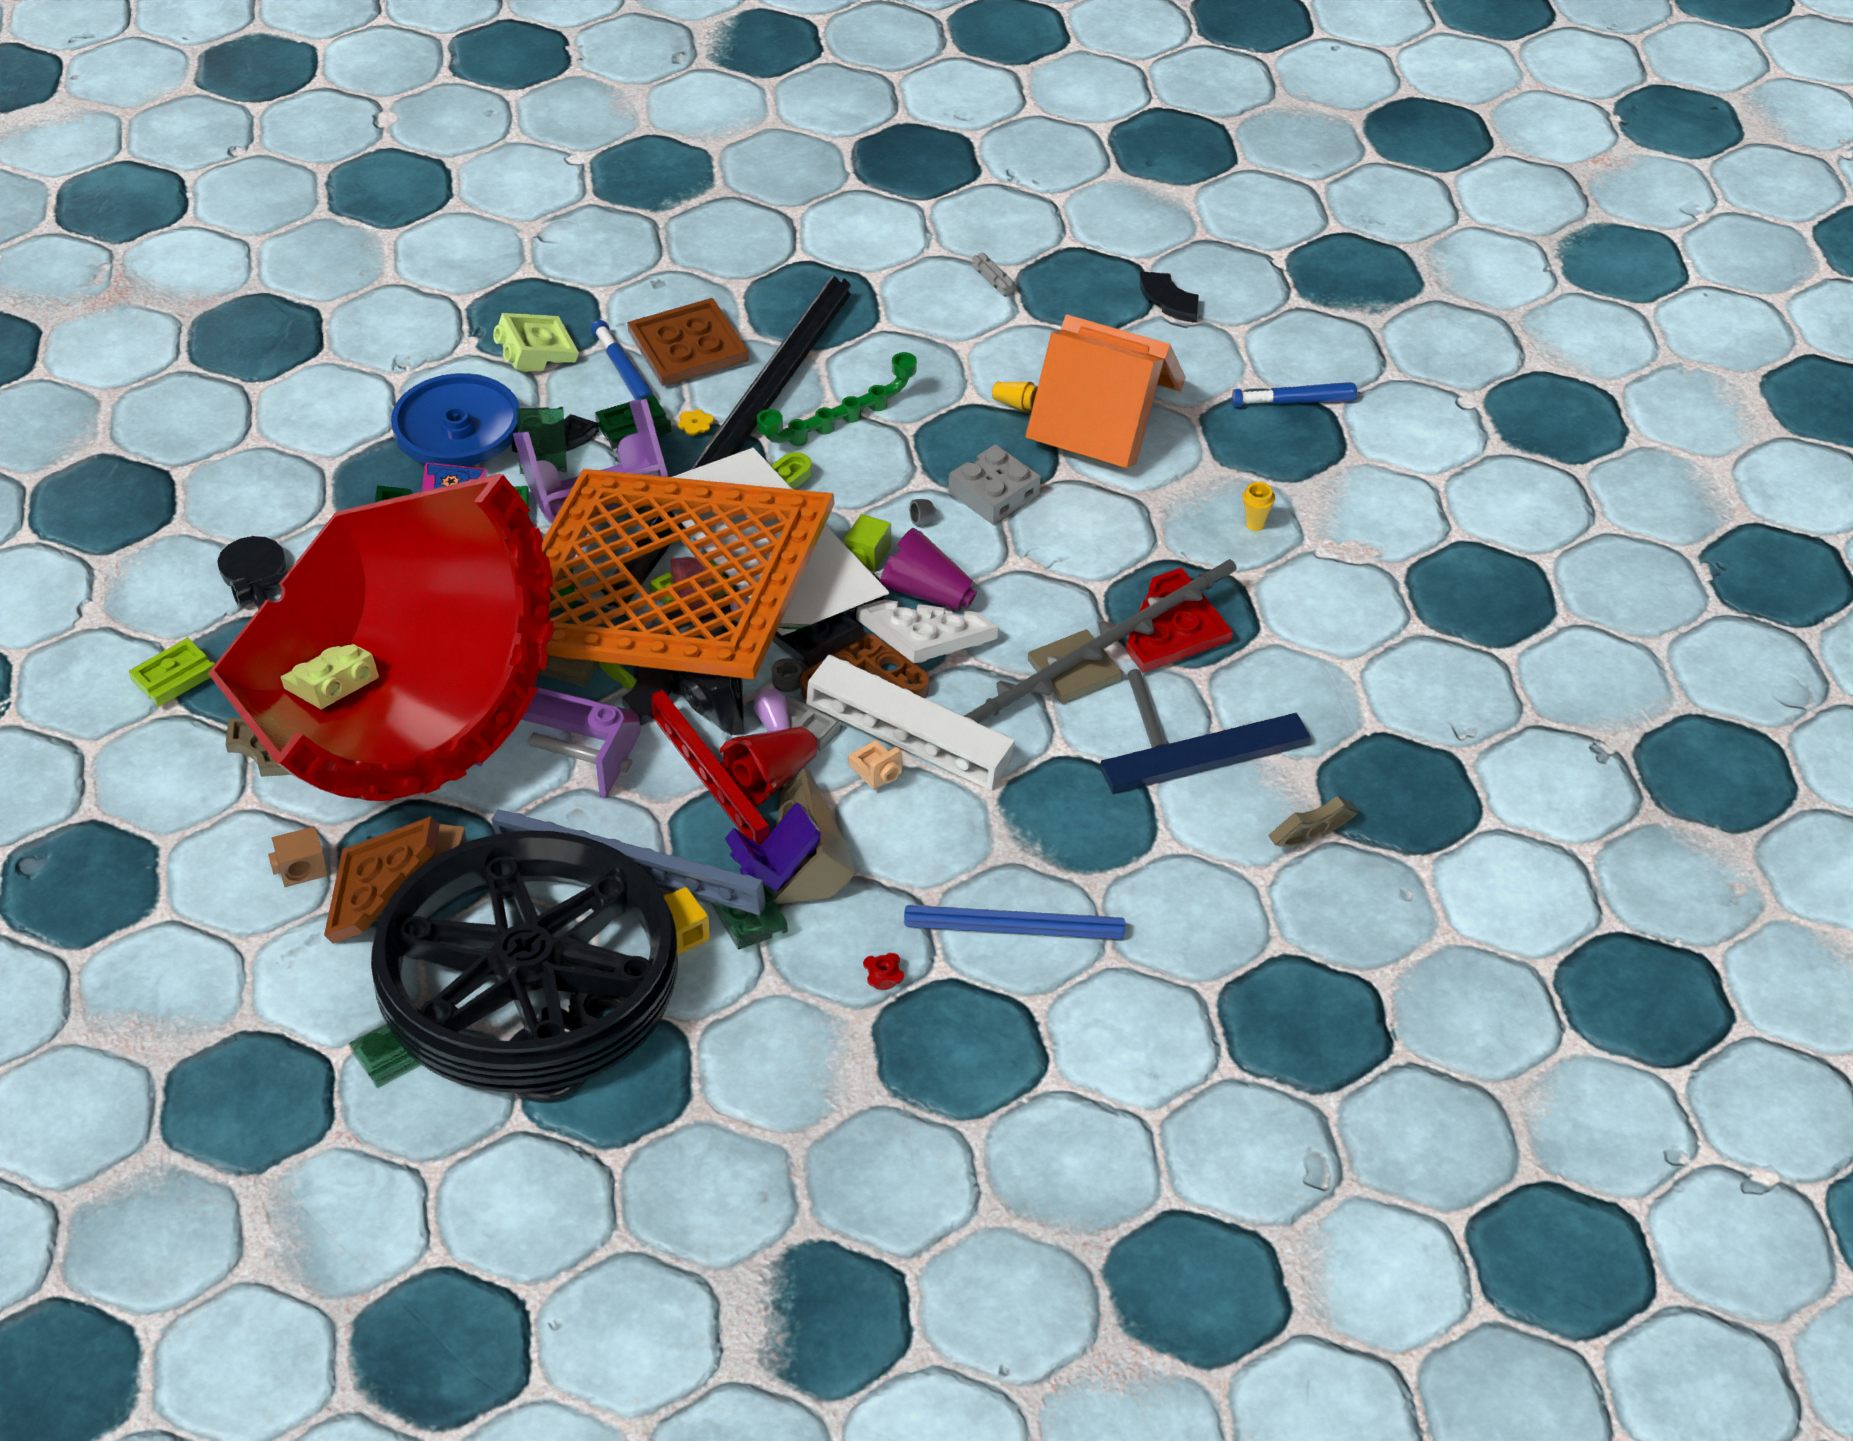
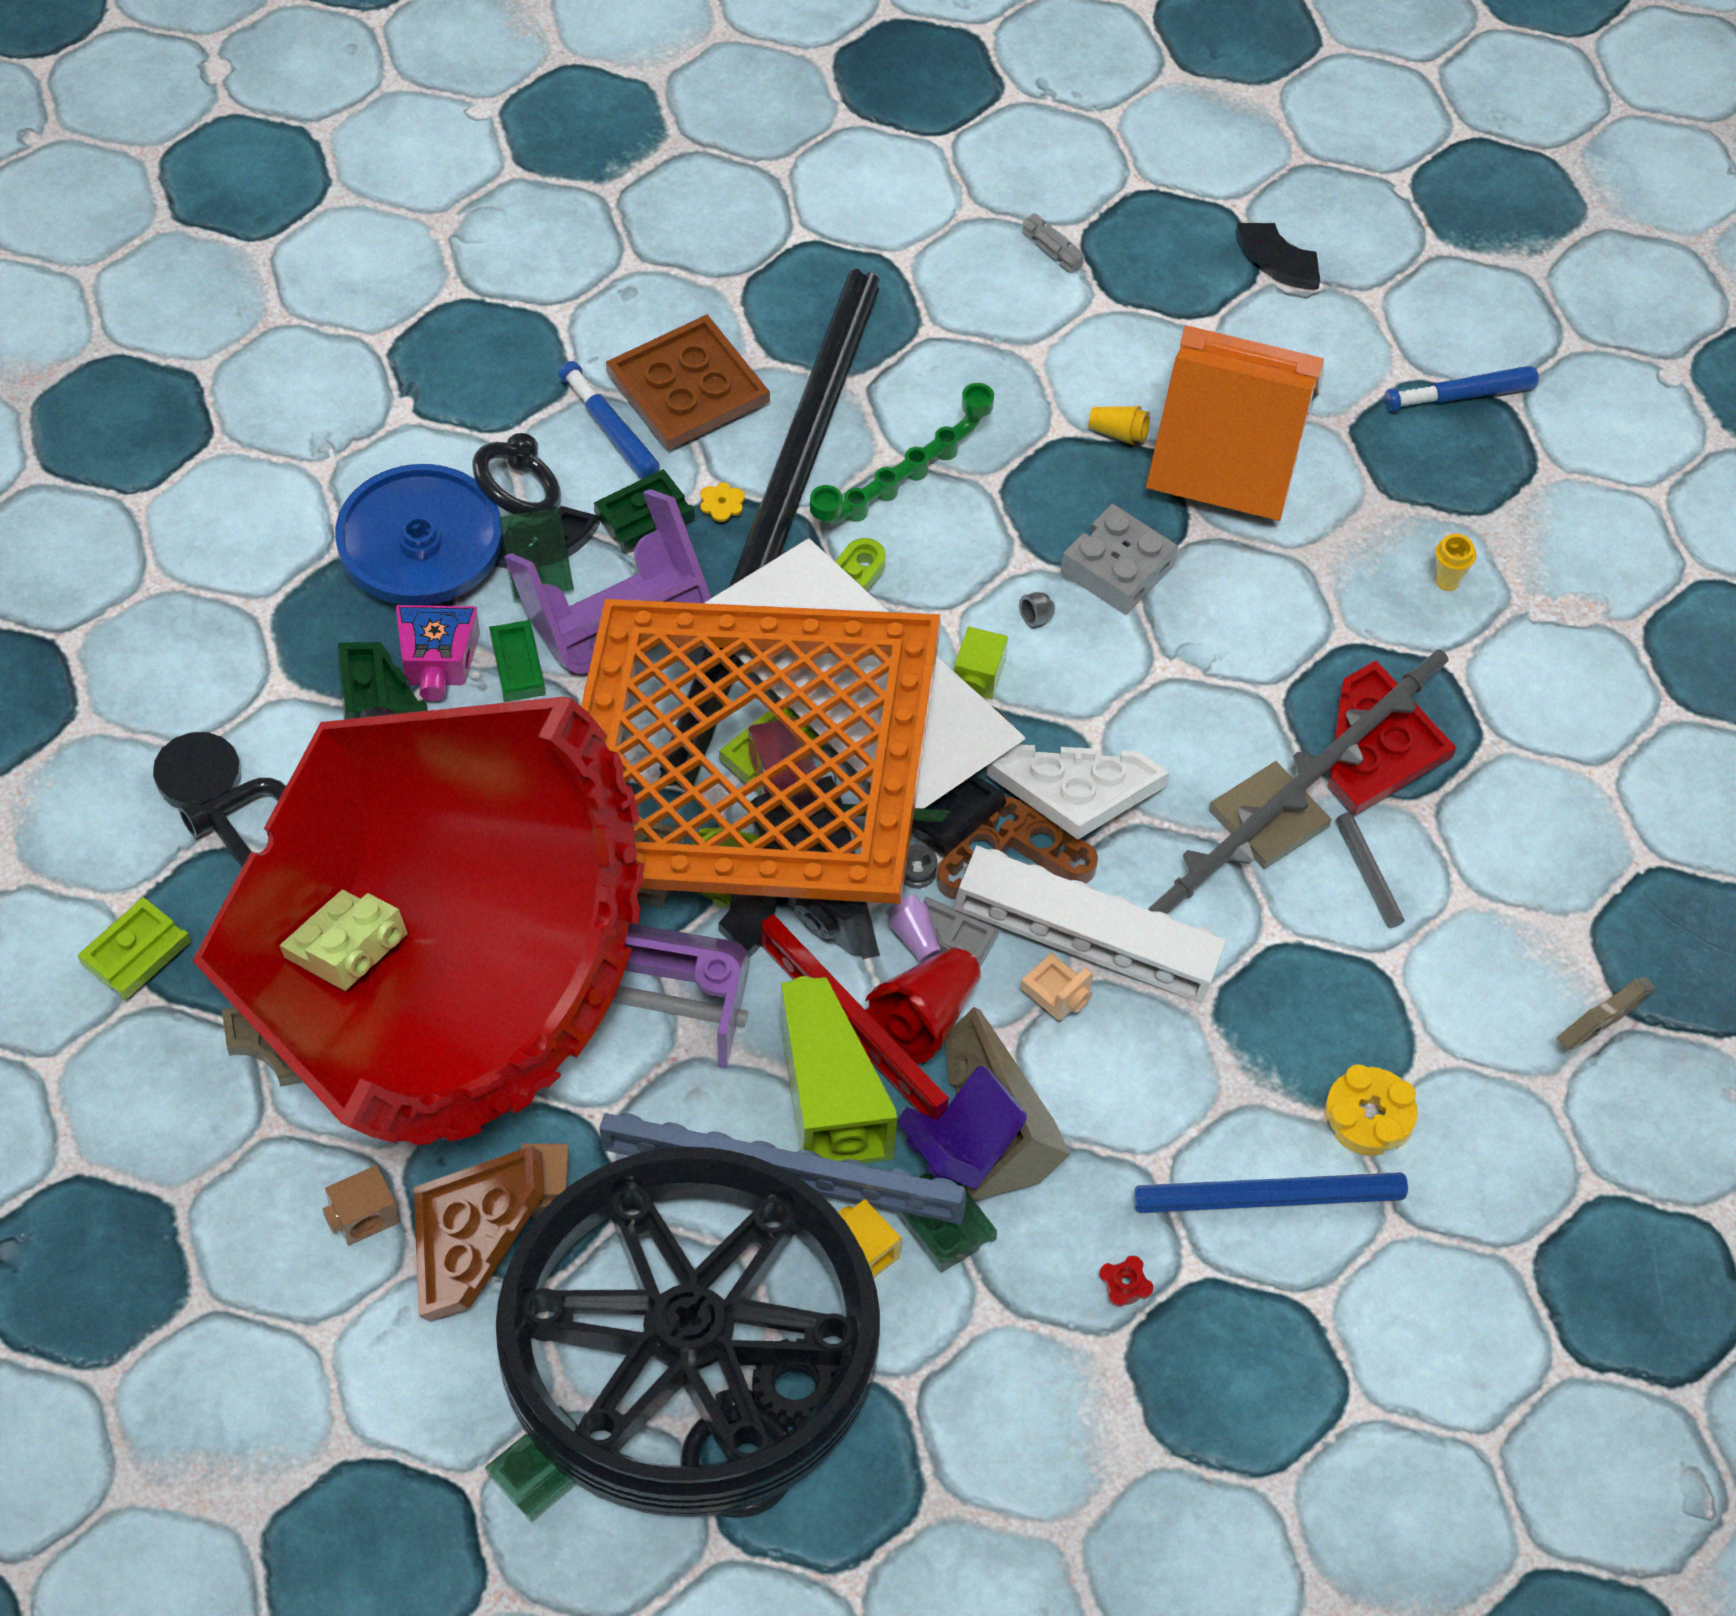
camera: 10 degrees left, 10 degrees up
(533, 341) = (491, 401): yellowish green plate -> none
(549, 369) = (516, 445): none -> black piece
(678, 804) = (832, 1083): none -> lime slope
(927, 573) = (1069, 705): magenta cone -> none
(1109, 857) = (1378, 1087): none -> yellow plate
(1204, 753) = (1452, 923): dark blue tile -> none

